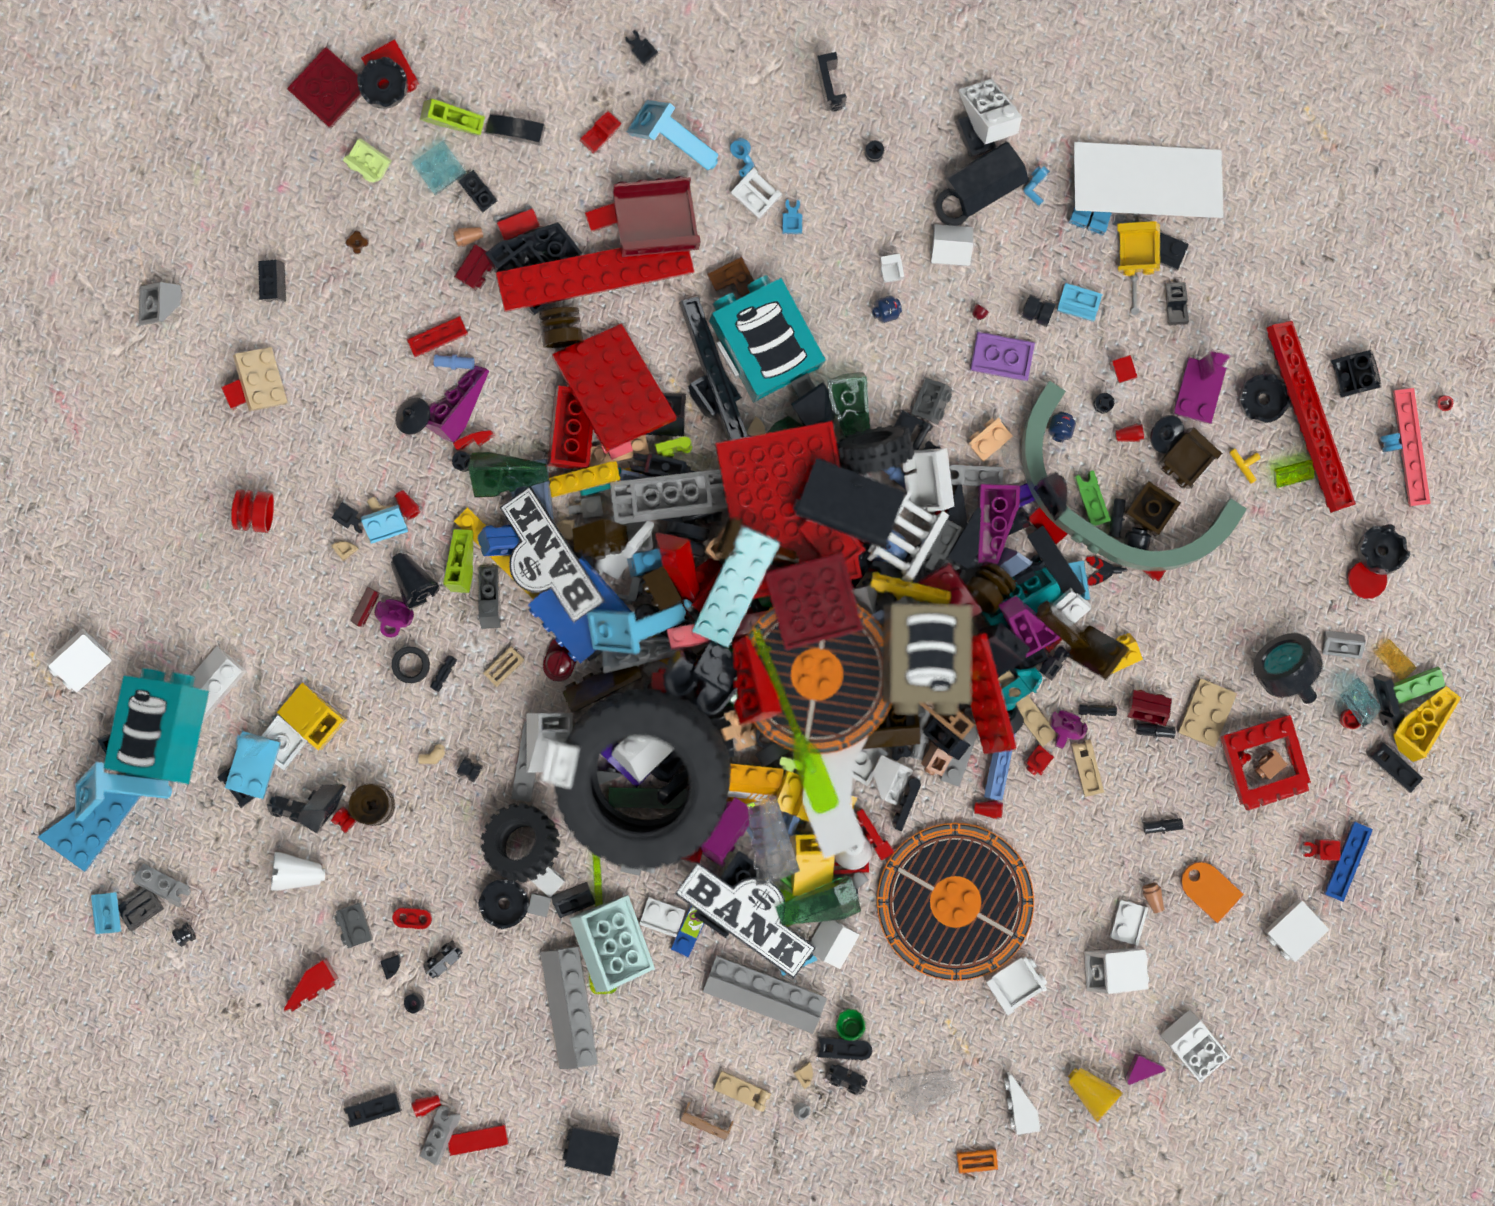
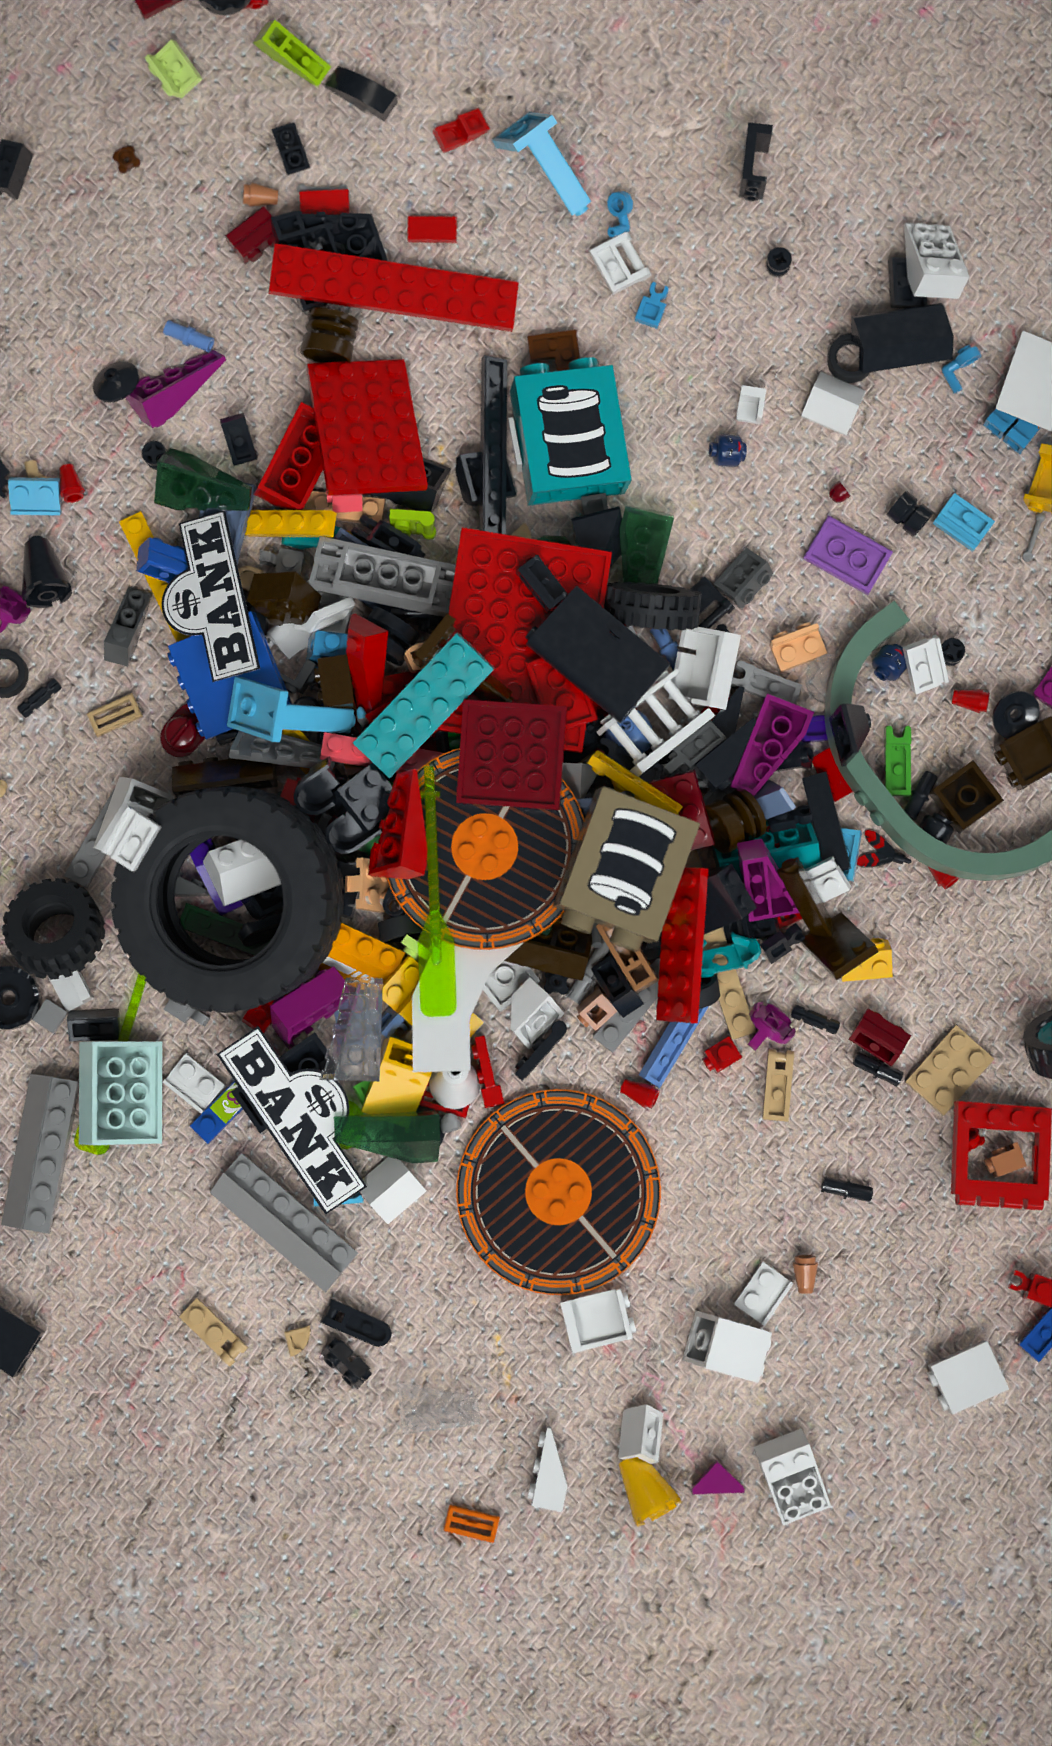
camera: 20 degrees right, 5 degrees down
(437, 336) = (180, 300): red tile -> none
(439, 168) = (255, 106): clear light blue plate -> none
(460, 562) = (107, 572): lime slope -> none
(469, 769) = (27, 822): black wheel -> none
(479, 437) = (186, 434): red slope -> none
(520, 428) = (238, 439): none -> black slope
(642, 50) = (545, 52): black plate -> none
(655, 216) = (489, 246): dark red panel -> none
(703, 1125) = (151, 1357): medium nougat piece -> none
(790, 464) = (541, 583): none -> black hinge
(801, 1111) = (277, 1382): light grey hinge -> none
(851, 1025) = (375, 1296): green hair -> none
(1076, 1055) = (641, 1433): none -> white panel
(1088, 420) = (925, 664): none -> white plate
(1124, 369) = (990, 618): red panel -> none
(1210, 891) = (879, 1291): orange tile -> none

